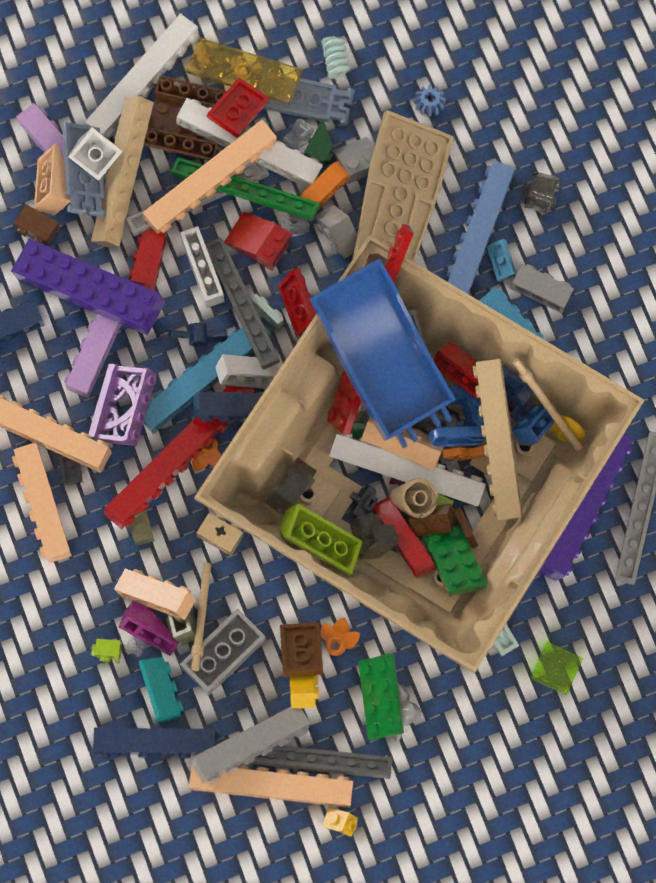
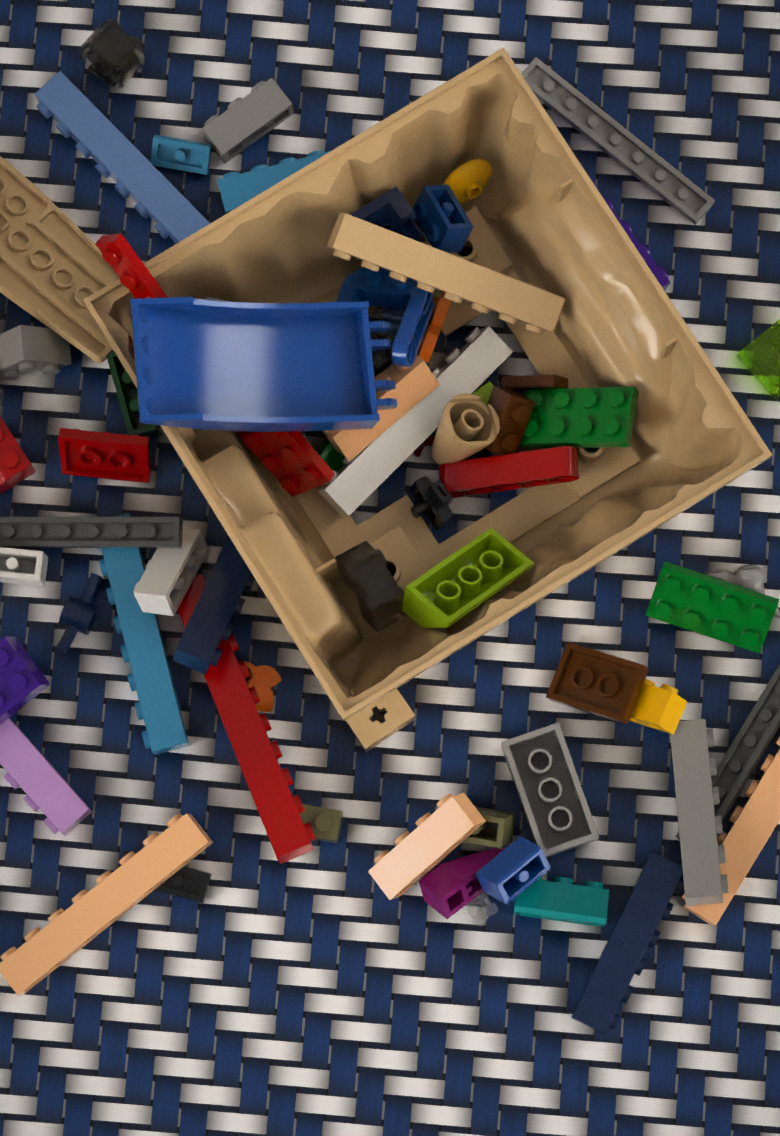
camera: 55 degrees left, 5 degrees up
(42, 503) = (214, 944): light nougat brick -> none
(107, 650) = (469, 950): lime brick -> none
(134, 417) = (108, 781): medium lavender fence -> none
(163, 650) = (513, 870): none -> blue brick
(197, 649) = (535, 823): tan bar -> none
(262, 306) = (104, 501): light aqua plate -> none
(338, 634) = (596, 622): orange plate -> none
(375, 536) = (493, 509): clear smoke brick -> none
(457, 366) = (318, 277): red brick -> none
(527, 377) = (384, 190): tan bar -> none

